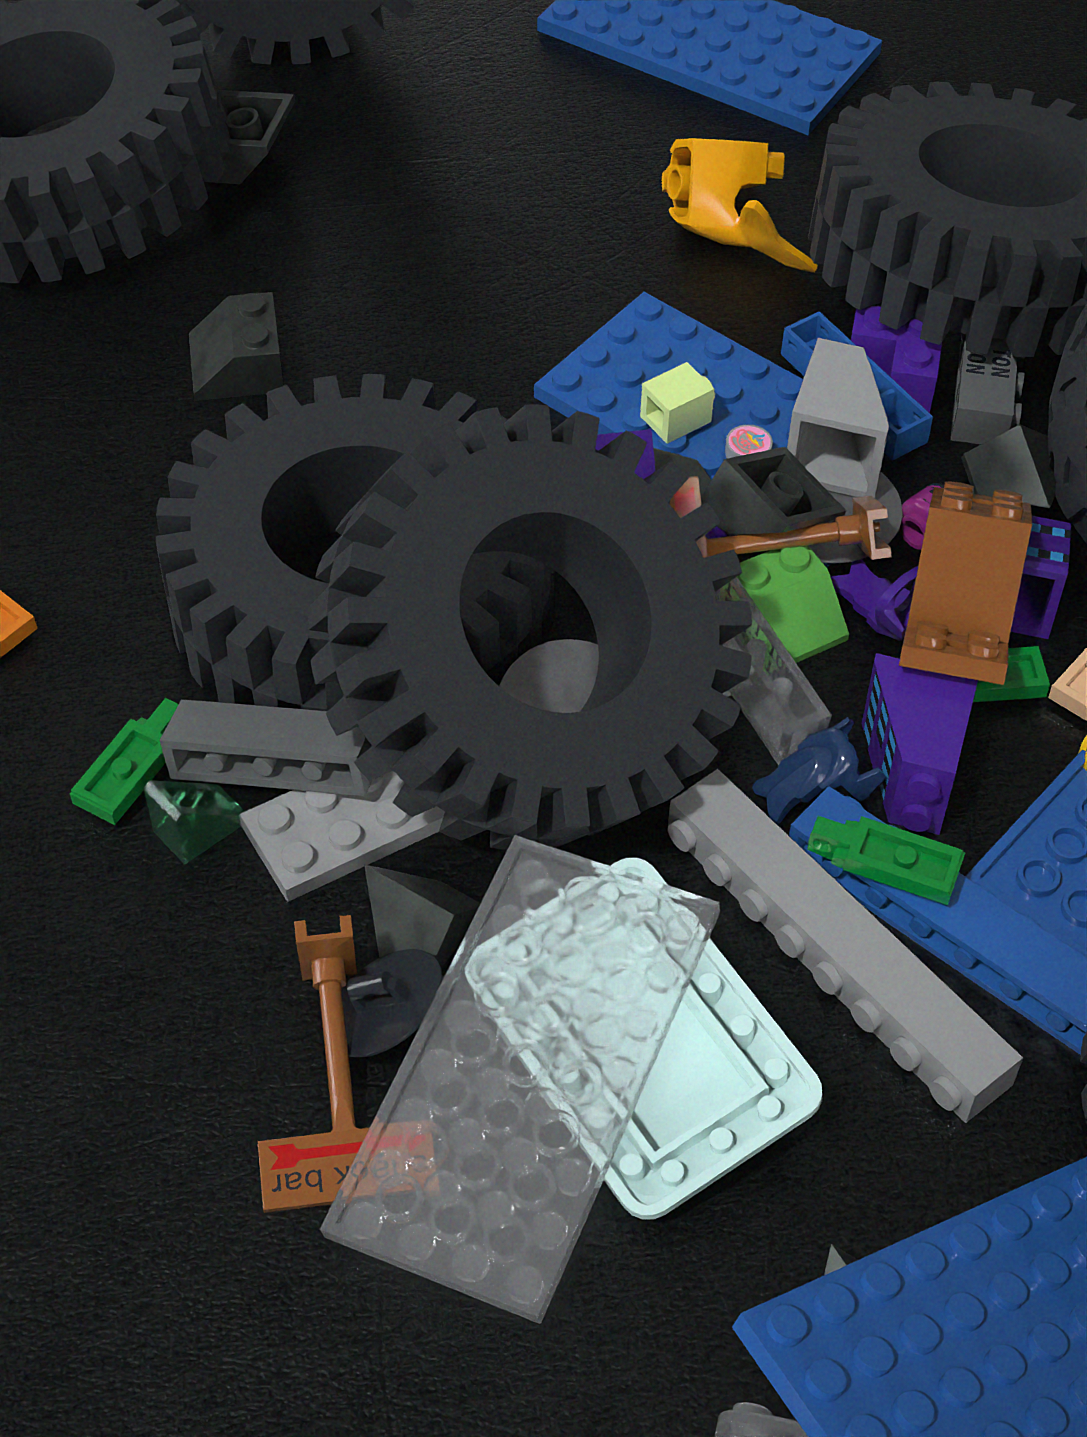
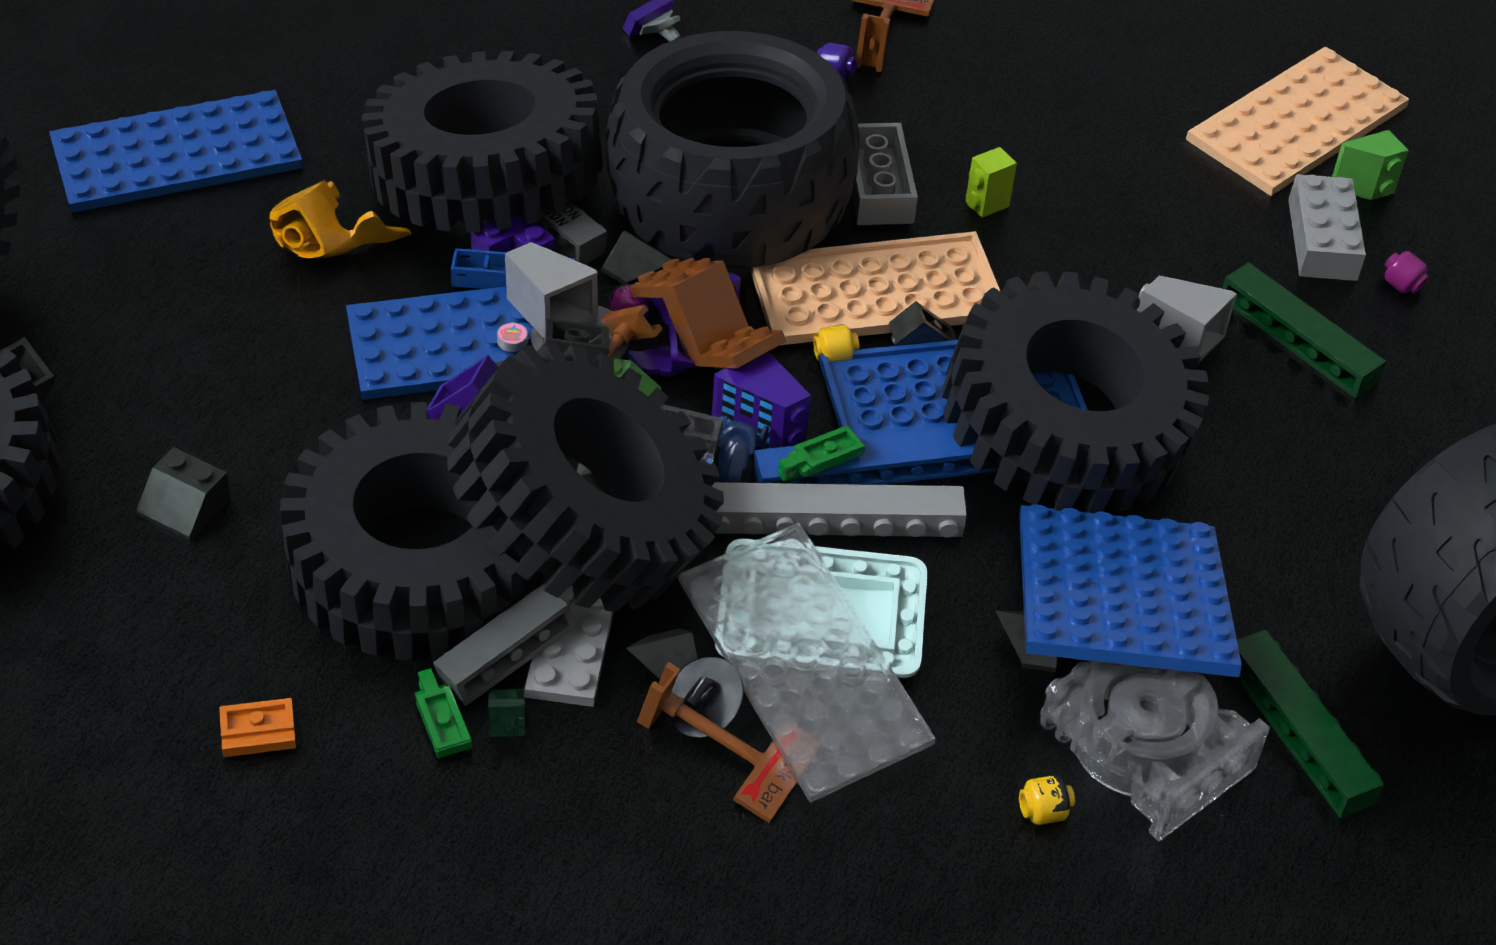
camera: 55 degrees left, 5 degrees down
(677, 402) = (456, 341): yellowish green brick -> none

